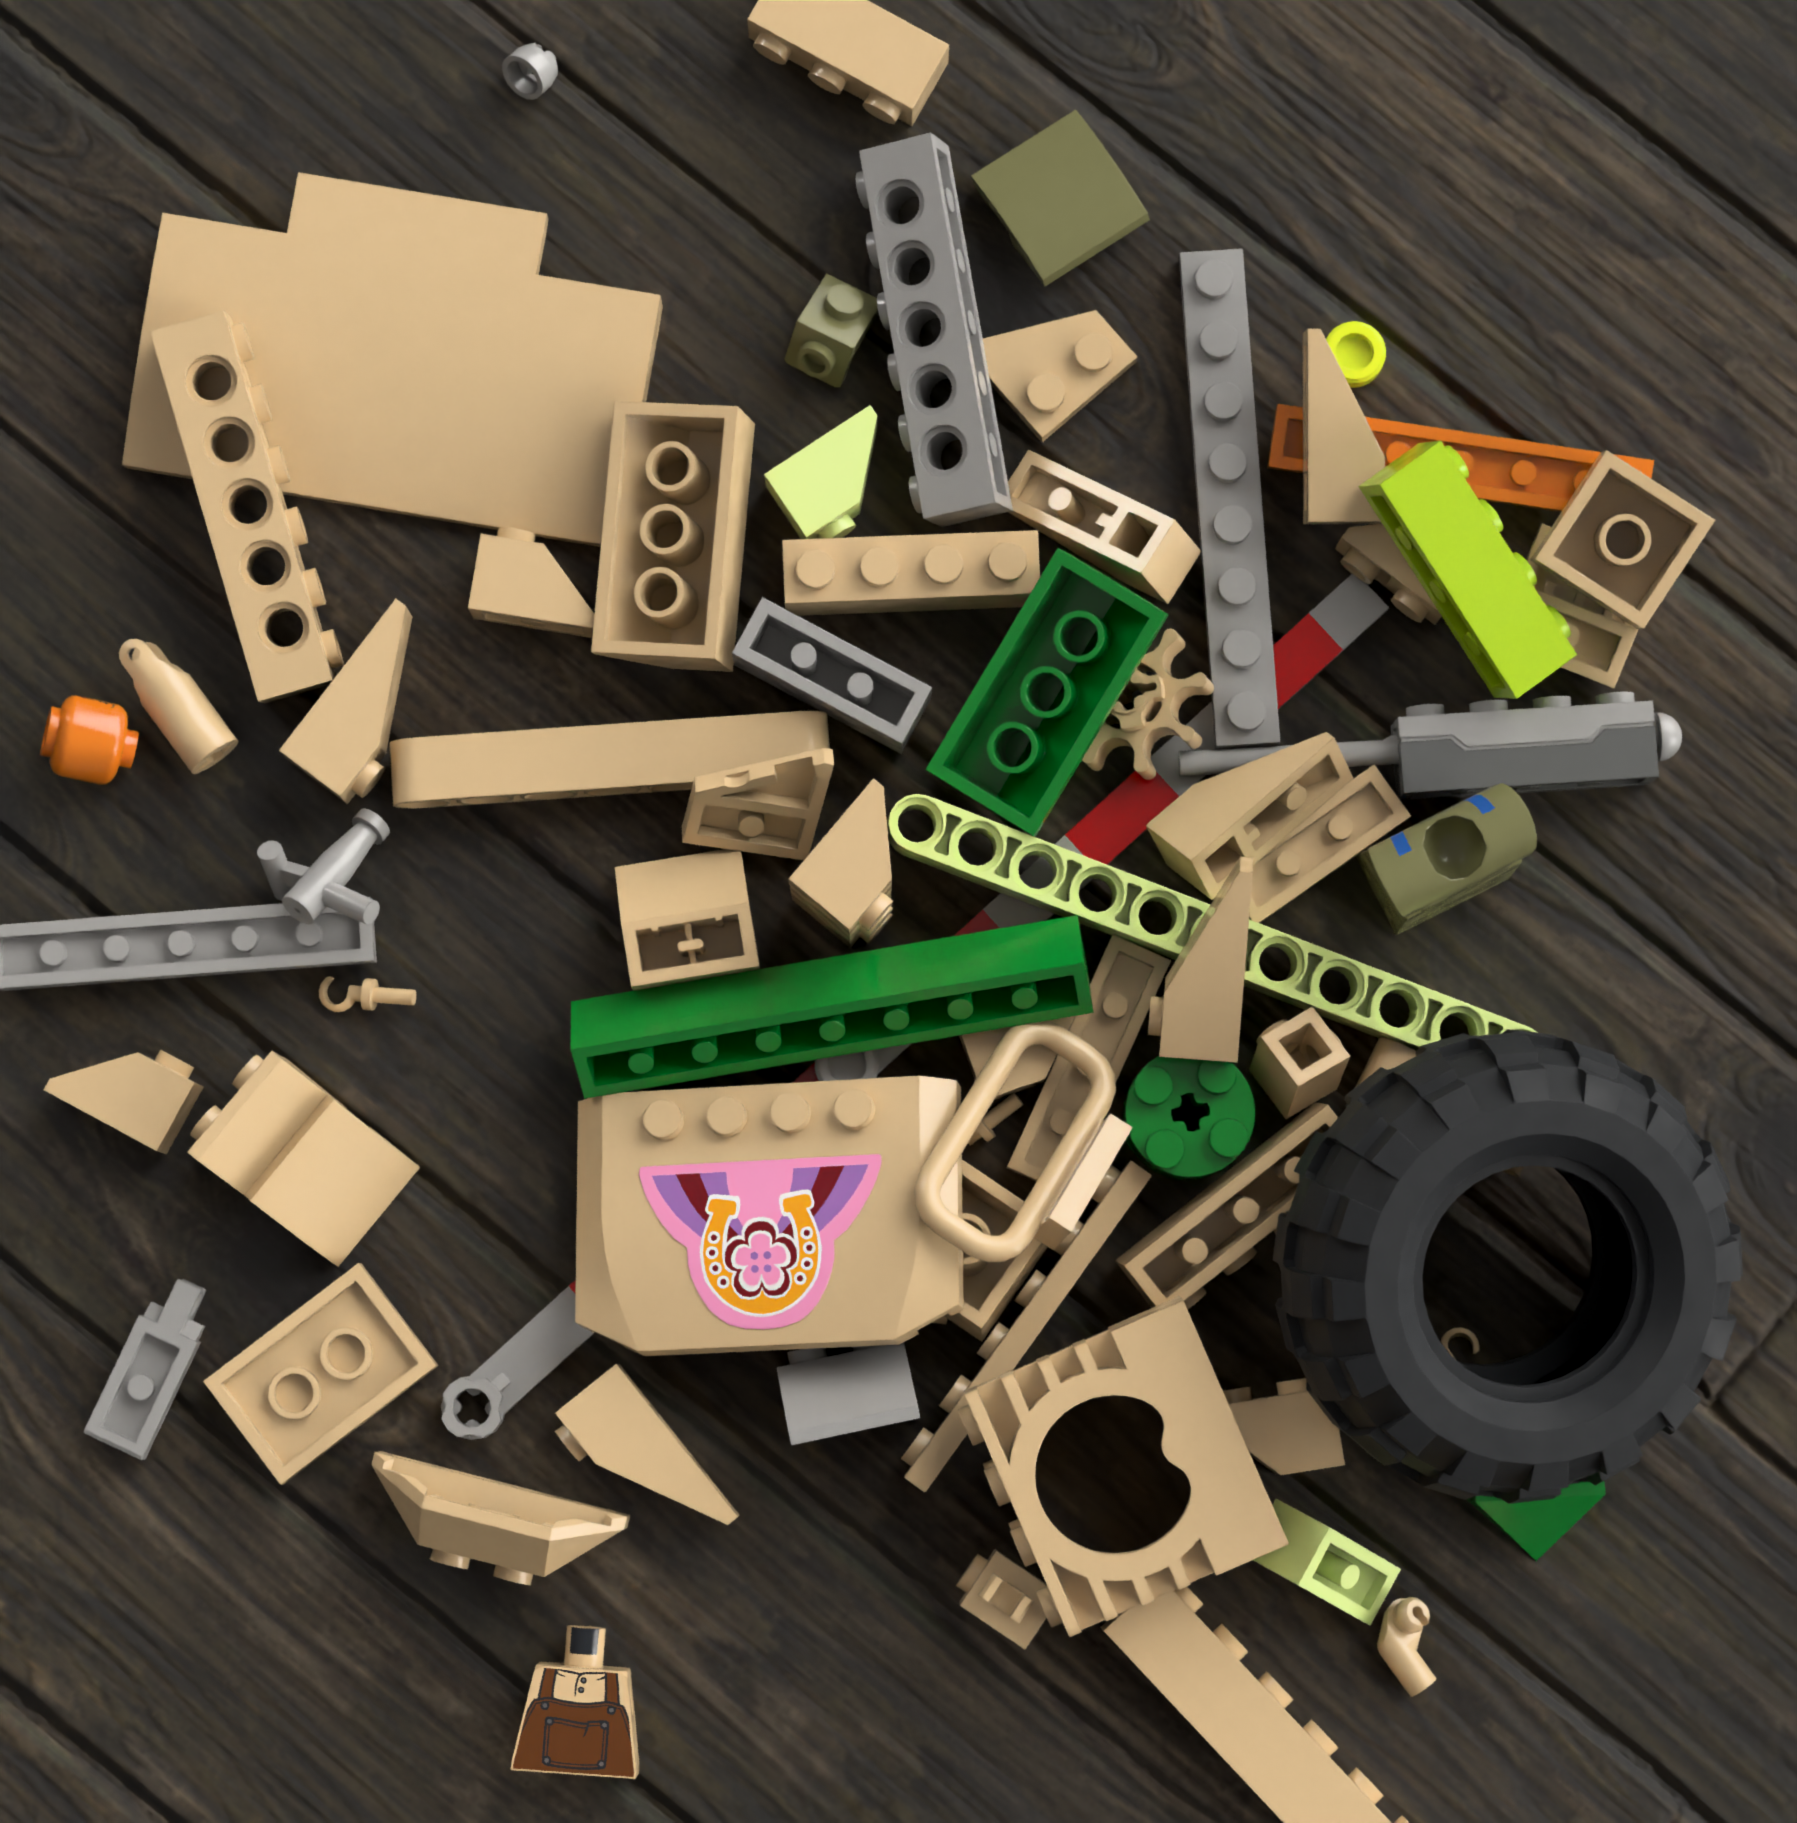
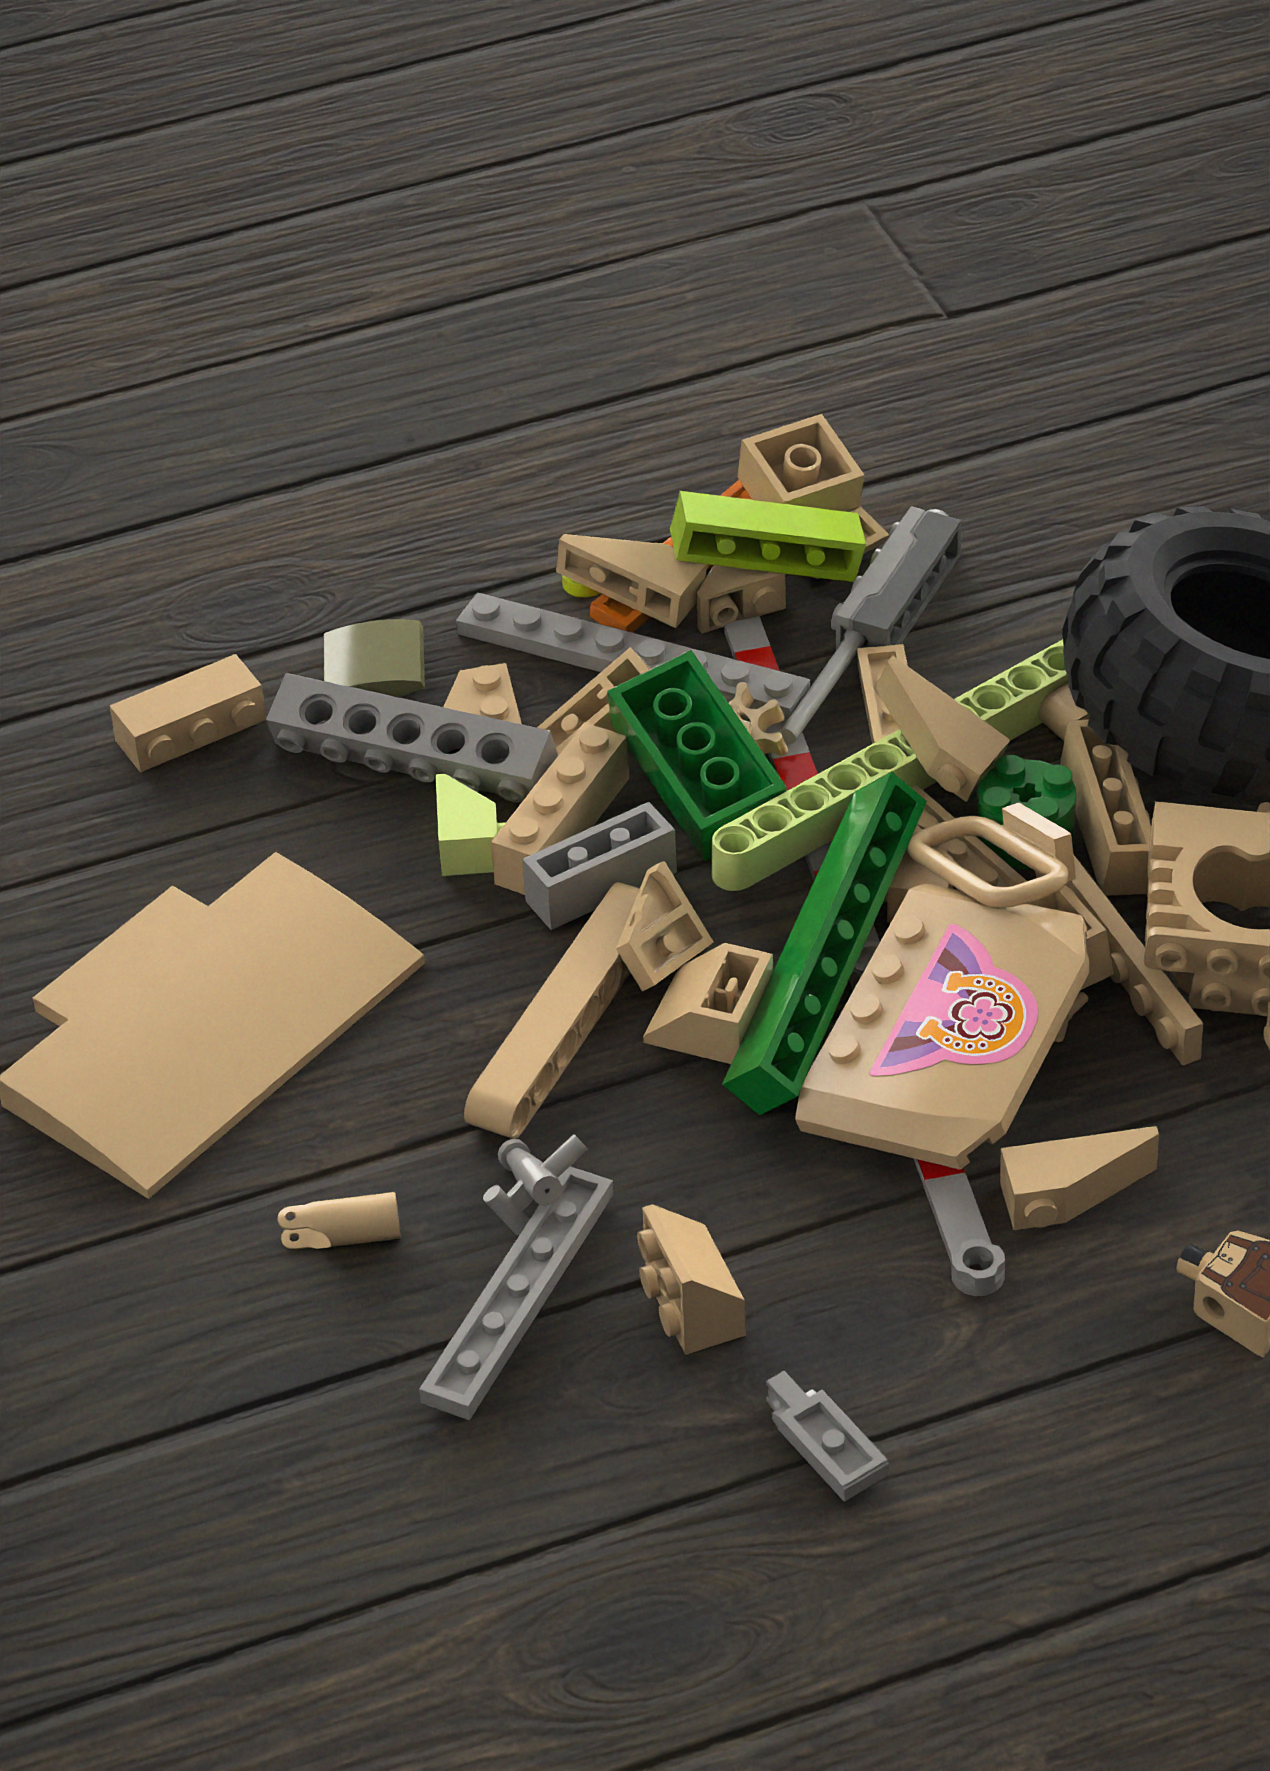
camera: 55 degrees left, 40 degrees down
(88, 740) = (329, 1277): orange head -> none
(134, 1095) = (611, 1360): tan slope -> none
(184, 356) = (238, 1113): tan brick -> none
(320, 1373) = (894, 1338): tan plate -> none
(332, 1181) = (755, 1258): tan slope -> none
(352, 719) = (430, 1124): tan slope -> none
(368, 994) = (632, 1207): tan hand -> none
(492, 1520) = (1062, 1278): tan wedge -> none
(519, 67) = (78, 867): light grey hinge -> none
(525, 586) = (417, 1000): tan slope -> none
(673, 535) = (446, 898): tan slope -> none
(831, 330) = (372, 794): olive bracket -> none
(846, 1391) = (1105, 1044): light grey slope -> none
(849, 872) = (743, 874): tan slope -> none
(1247, 810) = (842, 707): tan slope -> none
(1298, 1062) = (1029, 734): tan brick -> none
(1449, 856) = (944, 610): olive piece -> none

